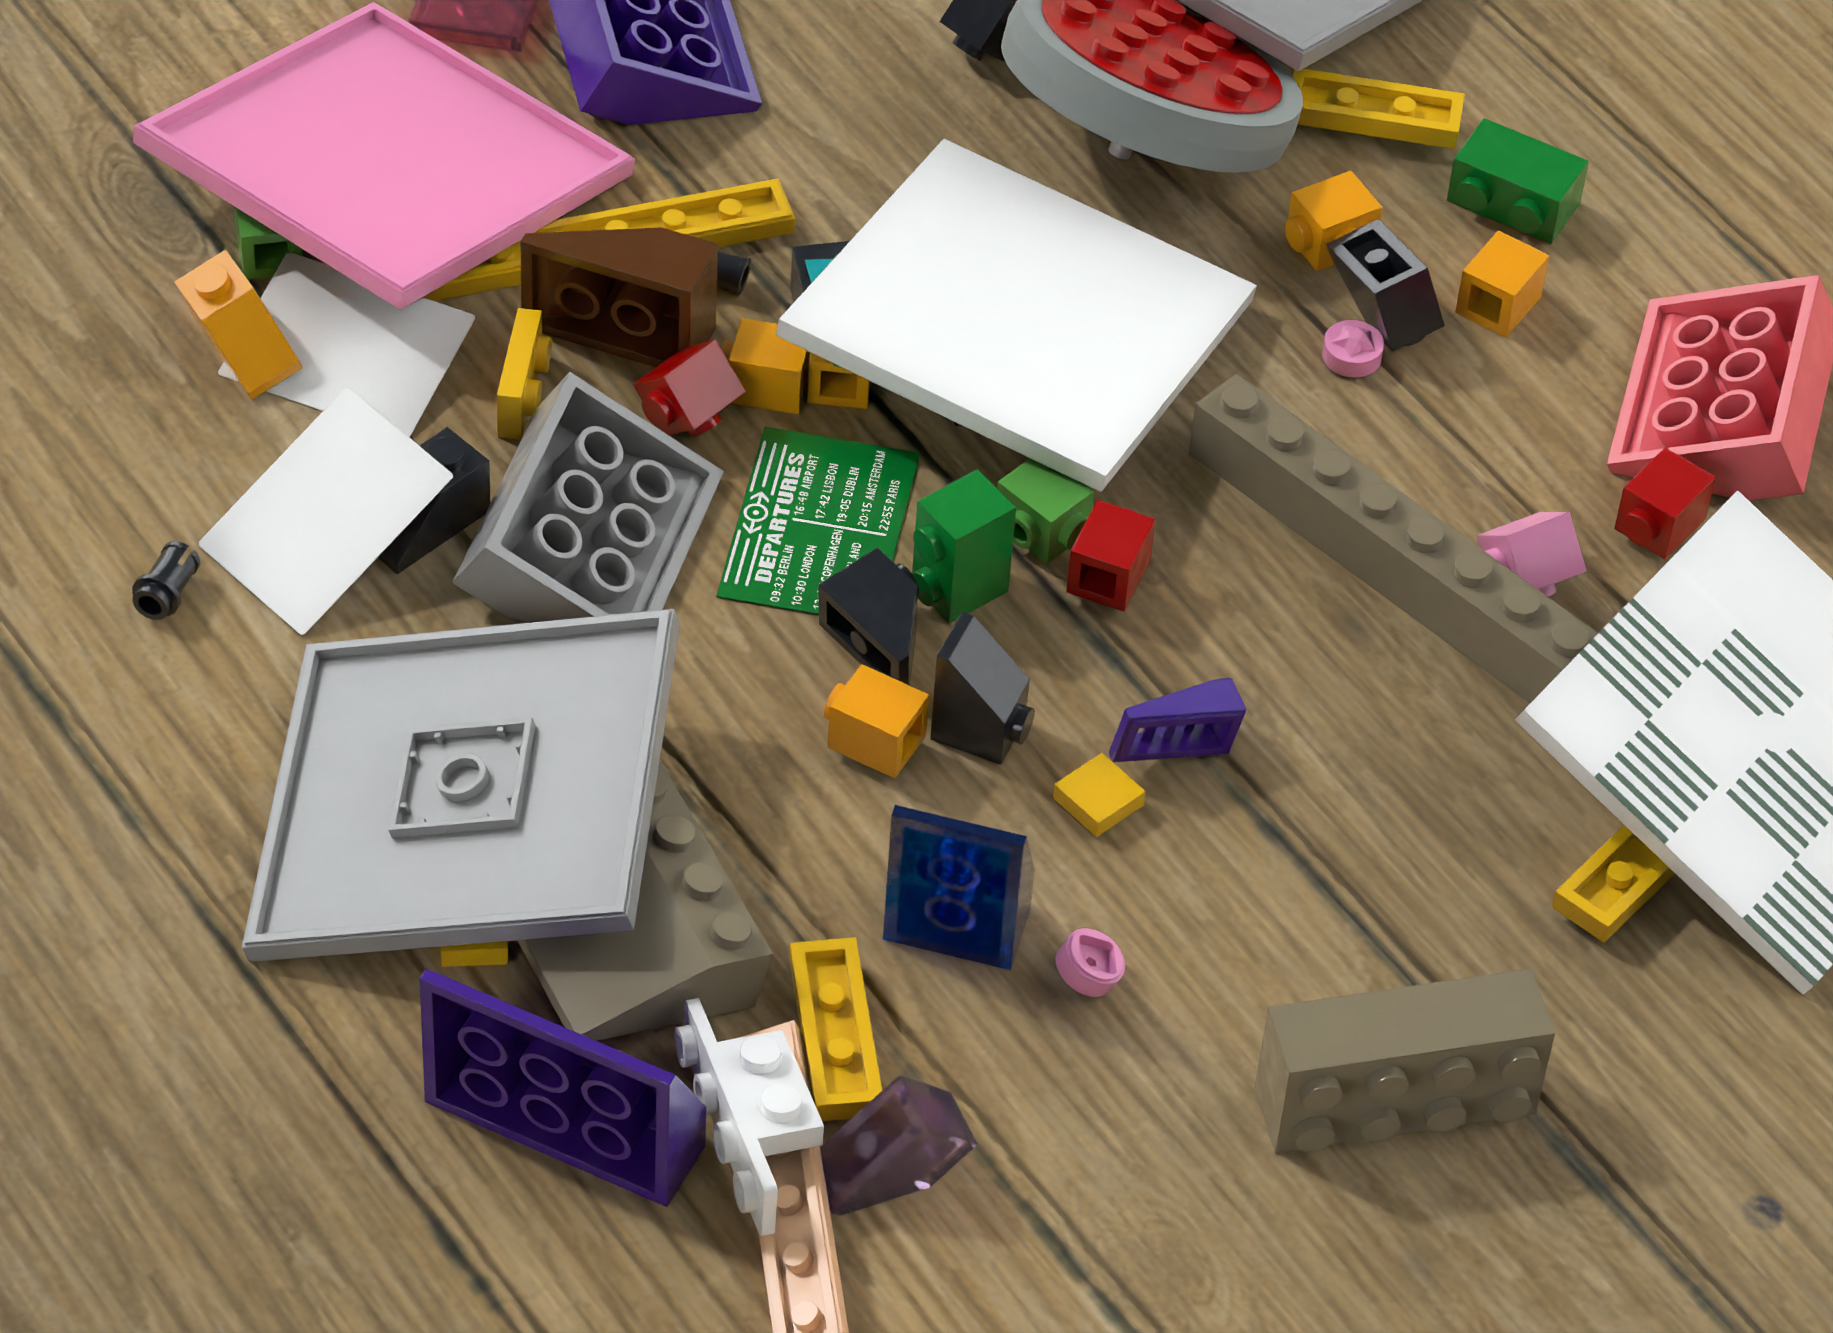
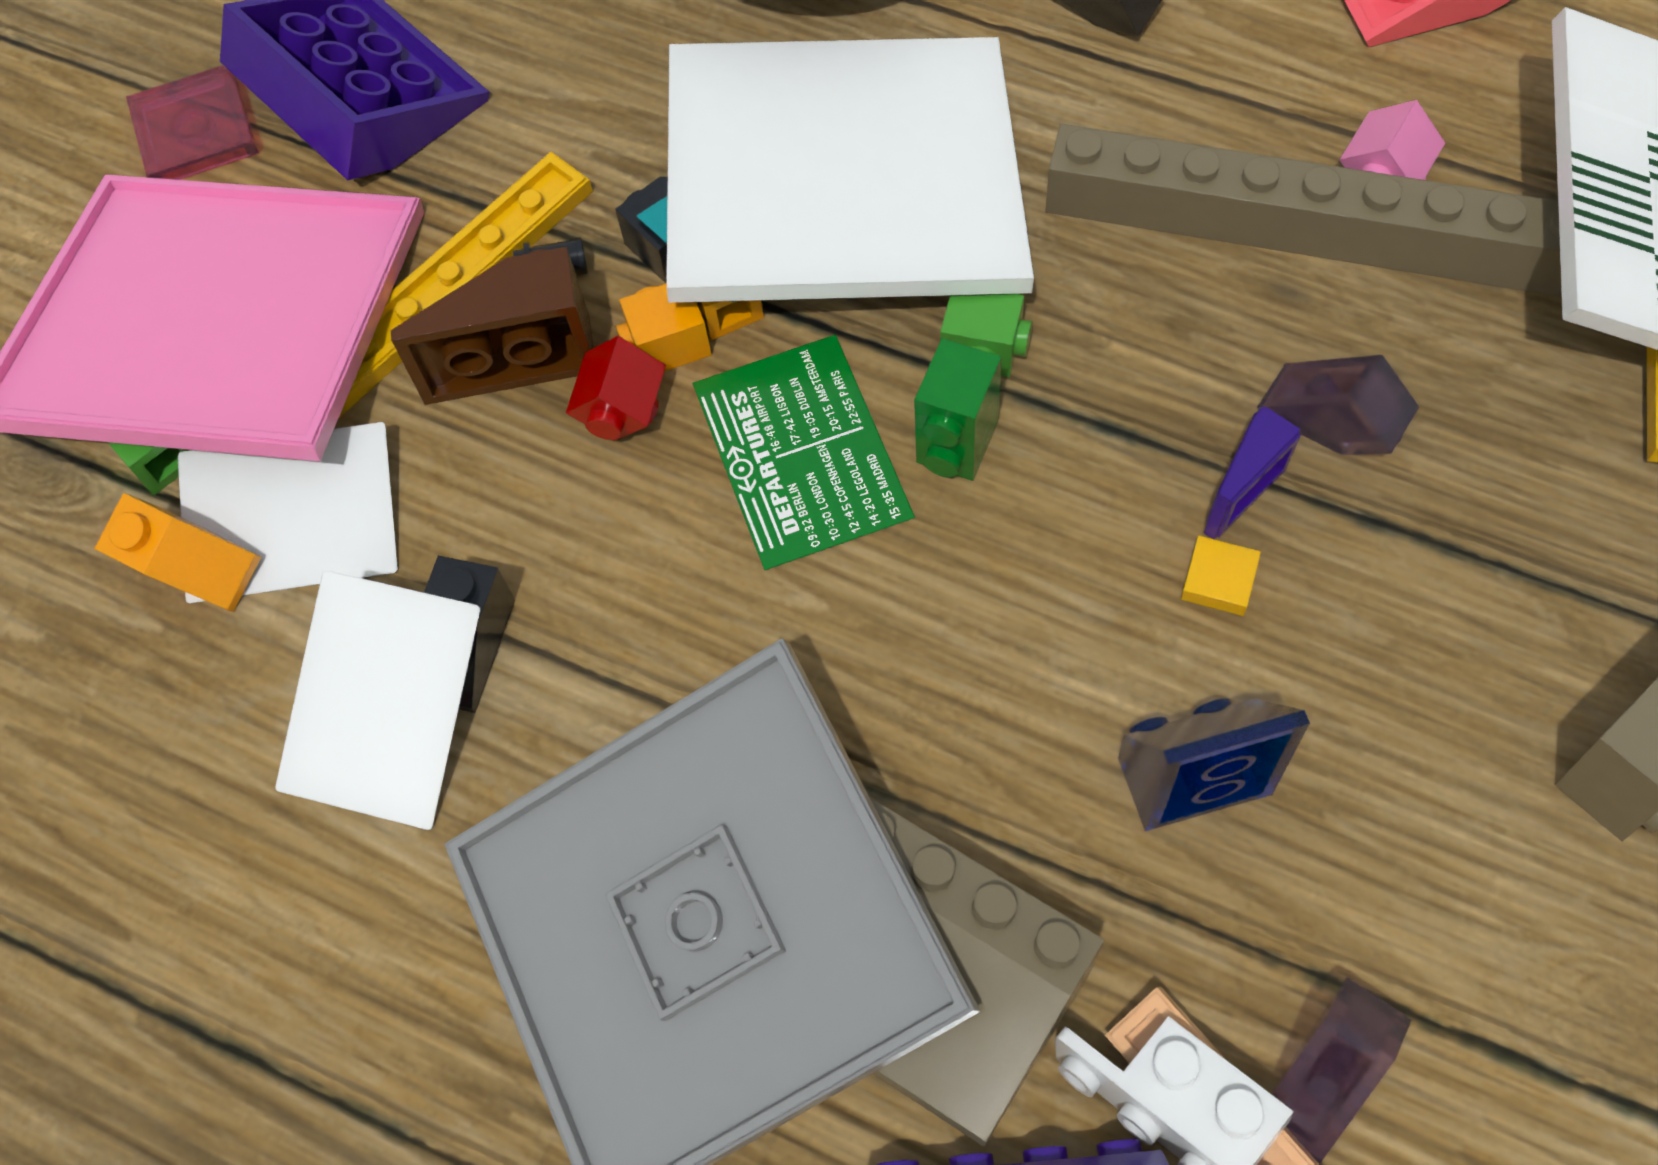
camera: 20 degrees left, 15 degrees up
(159, 590) = (273, 866): black pin -> none
(518, 389) = (470, 474): yellow plate -> none
(588, 513) = (613, 568): light grey slope -> none
(835, 1026) = (1189, 964): yellow plate -> none
(873, 613) = (926, 518): black slope -> none
(876, 720) = (1001, 622): light orange brick -> none
(979, 694) = (1072, 546): black slope -> none
(1090, 962) = (1344, 752): bright pink tile -> none
(1112, 542) = (1074, 344): red brick -> none
(1312, 723) = (1344, 403): none -> slope
(1352, 348) = (1104, 50): bright pink tile -> none
(1664, 503) = (1453, 50): red brick -> none

